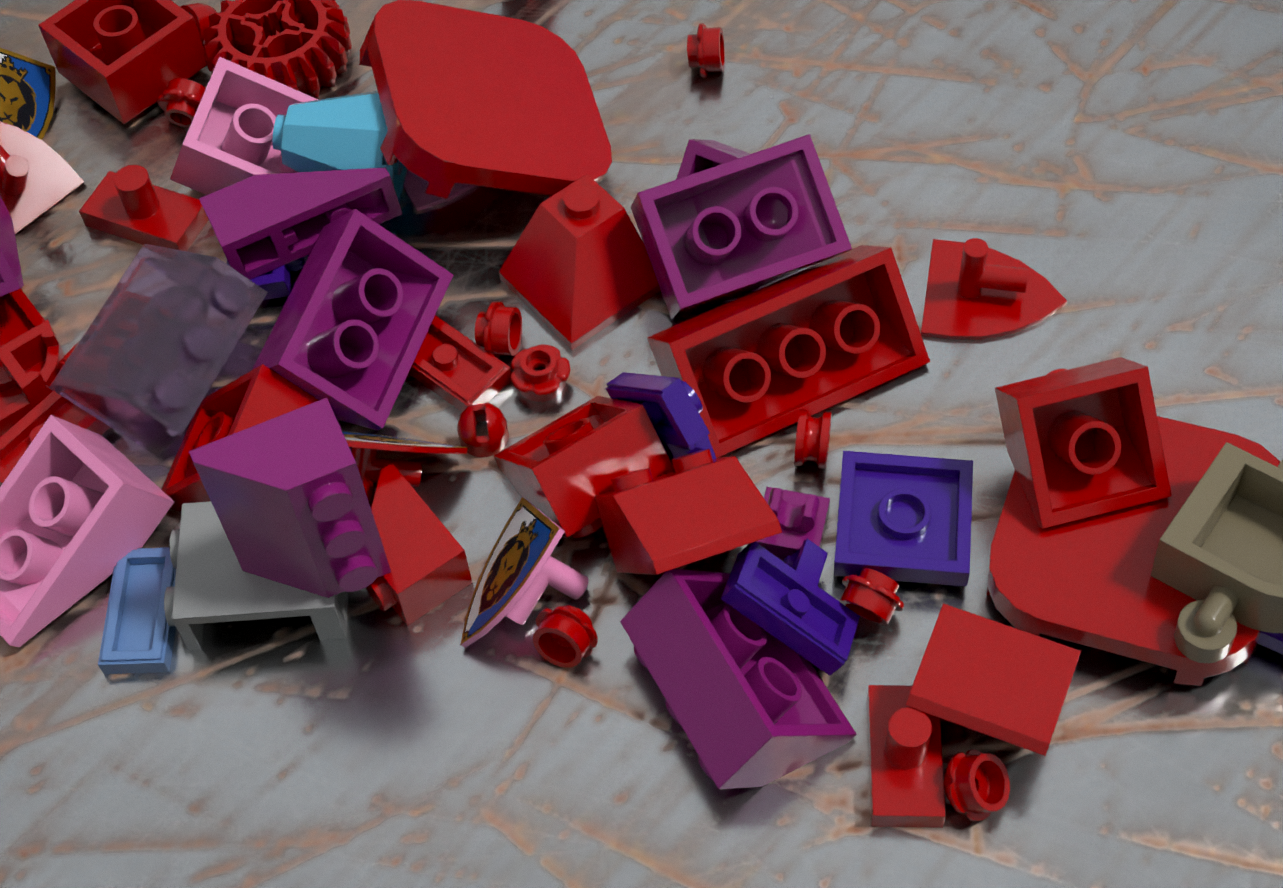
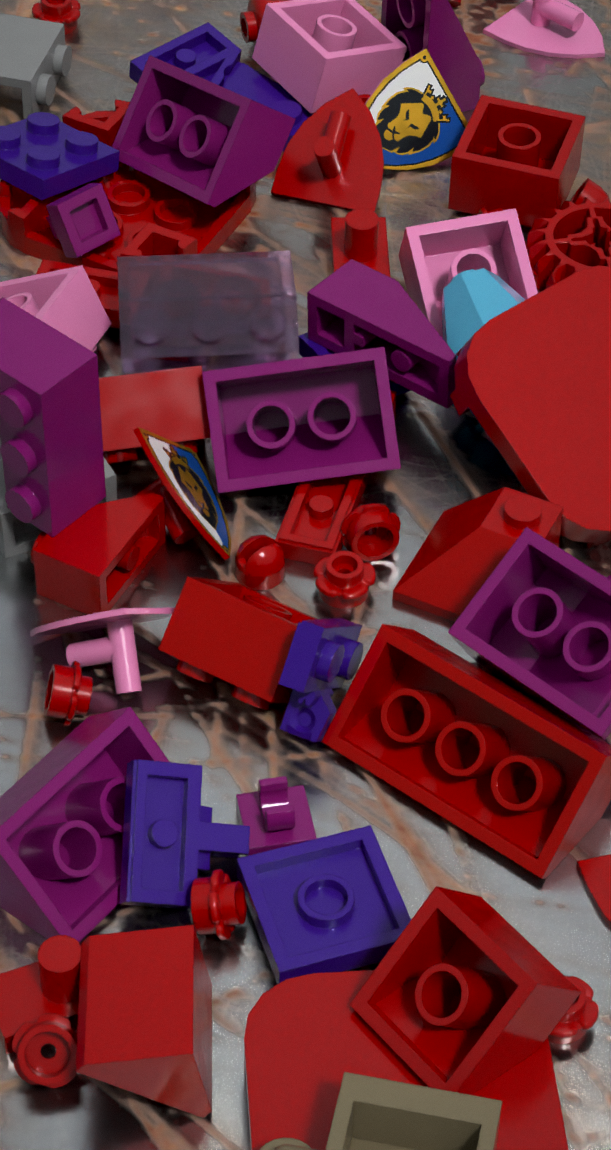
camera: 60 degrees right, 10 degrees down
(683, 514) = (209, 709): red slope -> none
(812, 439) = (377, 800): red bush -> none

